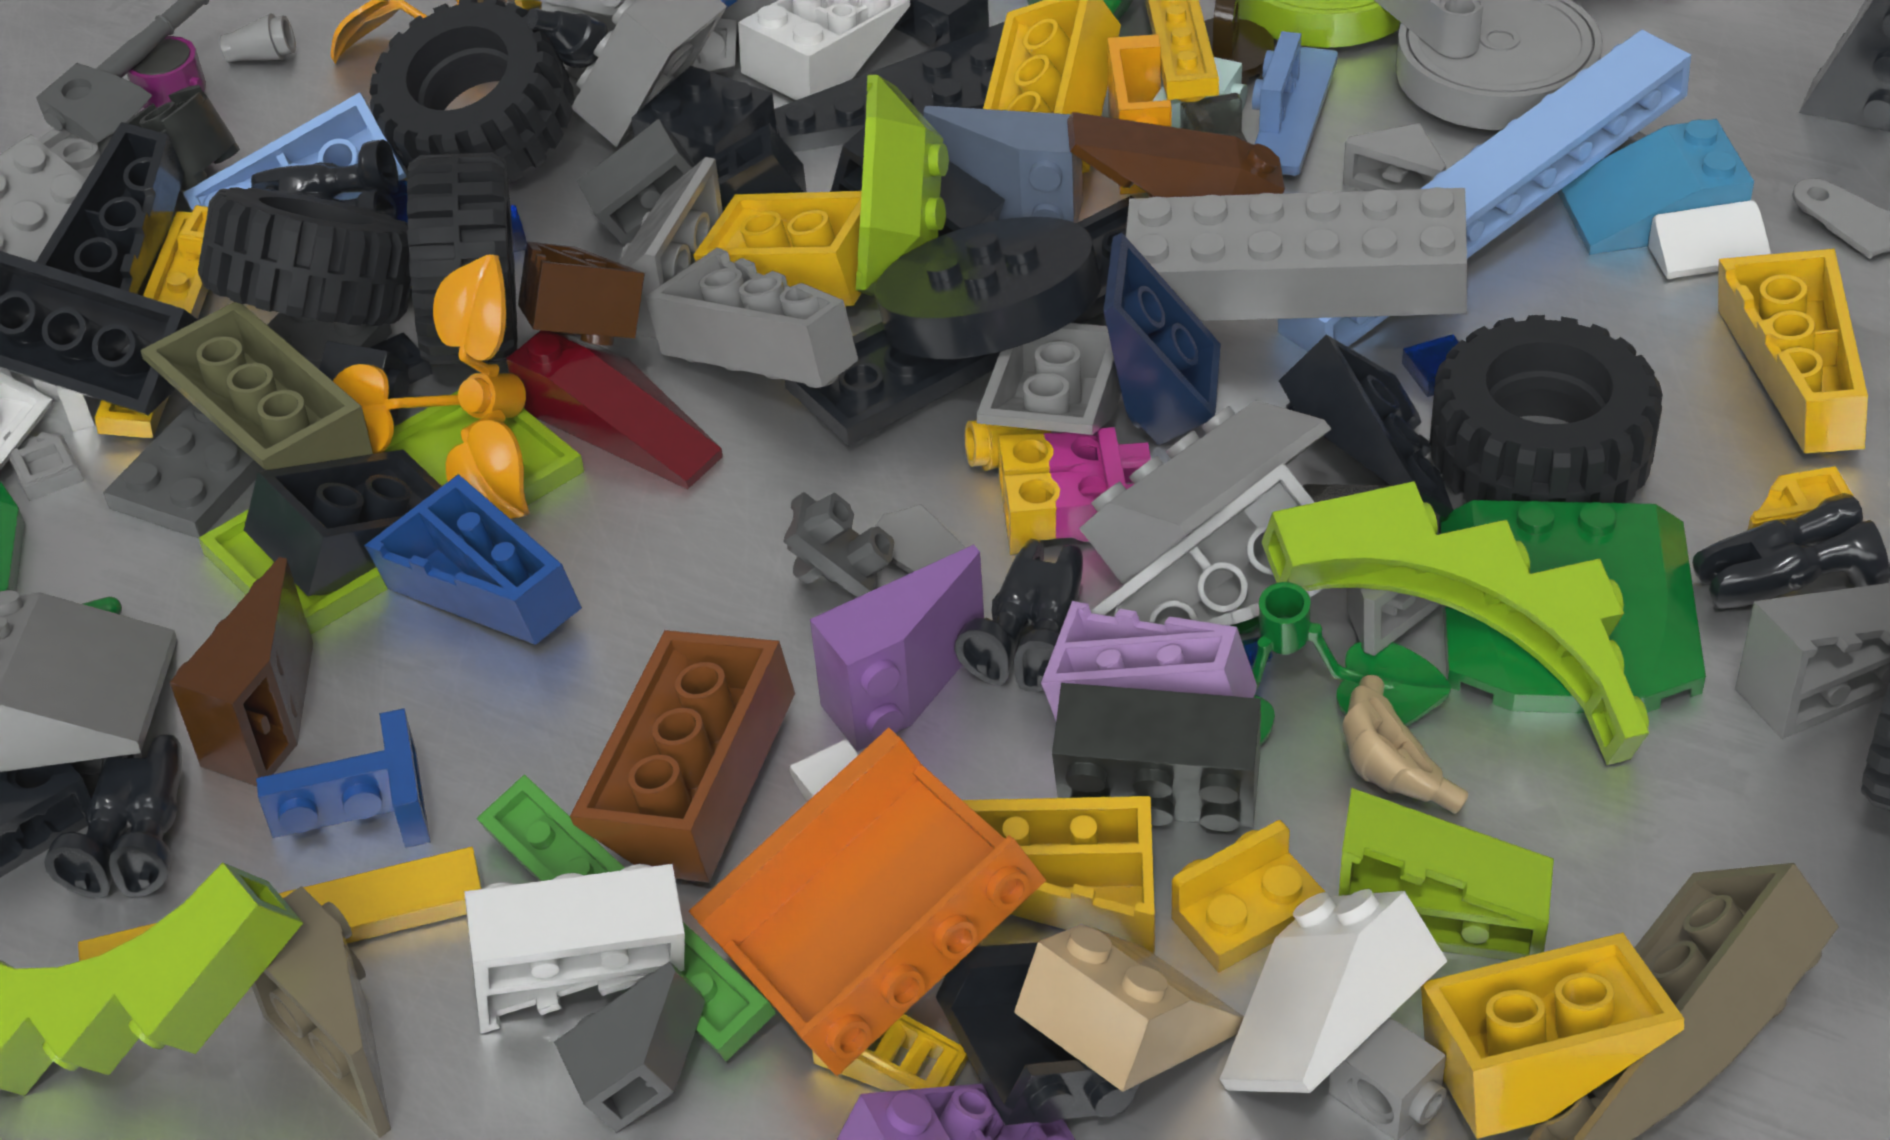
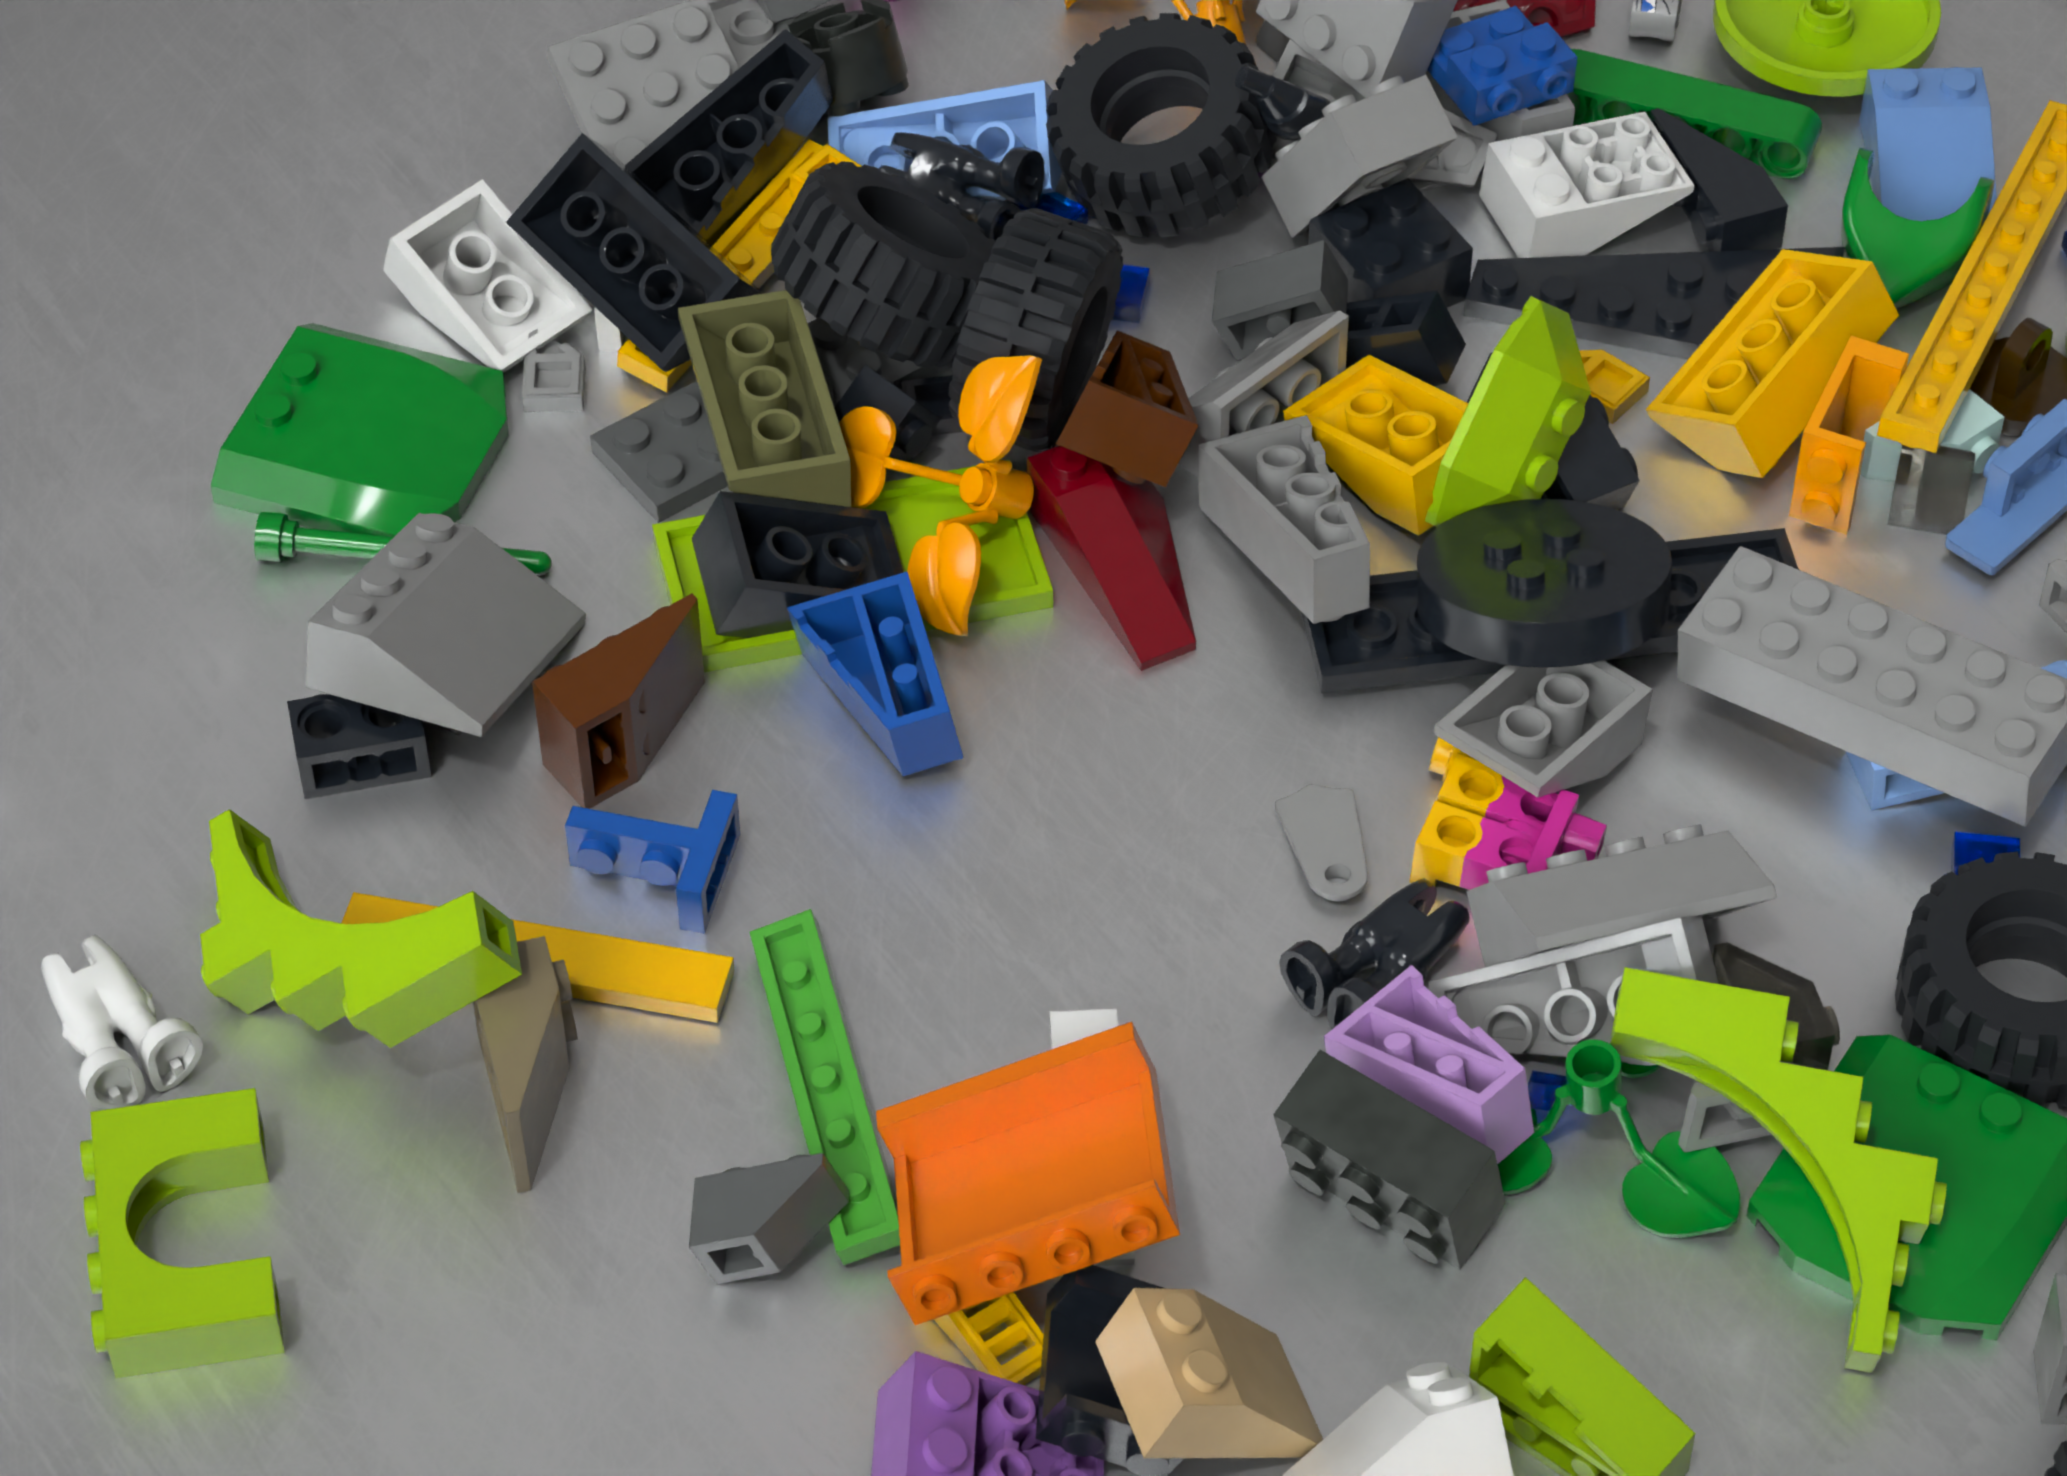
camera: 25 degrees right, 5 degrees up
(127, 795) = (460, 769): black piece -> none
(570, 935) = (757, 1087): white wedge -> none
(687, 751) = (968, 953): dark orange slope -> none
(830, 548) = (1229, 803): dark grey hips -> none
(895, 646) = (1221, 936): medium lavender slope -> none
(1016, 156) = (1685, 444): sand blue slope -> none
(1092, 860) = (1254, 1227): yellow wedge -> none
(1159, 348) = (1669, 723): dark blue slope -> none
(1173, 159) = (1837, 523): reddish brown wedge -> none
(1241, 896) = (1393, 1325): yellow bracket -> none
(1366, 416) = (1850, 903): black wedge -> none
(1389, 753) = (1628, 1253): tan piece -> none

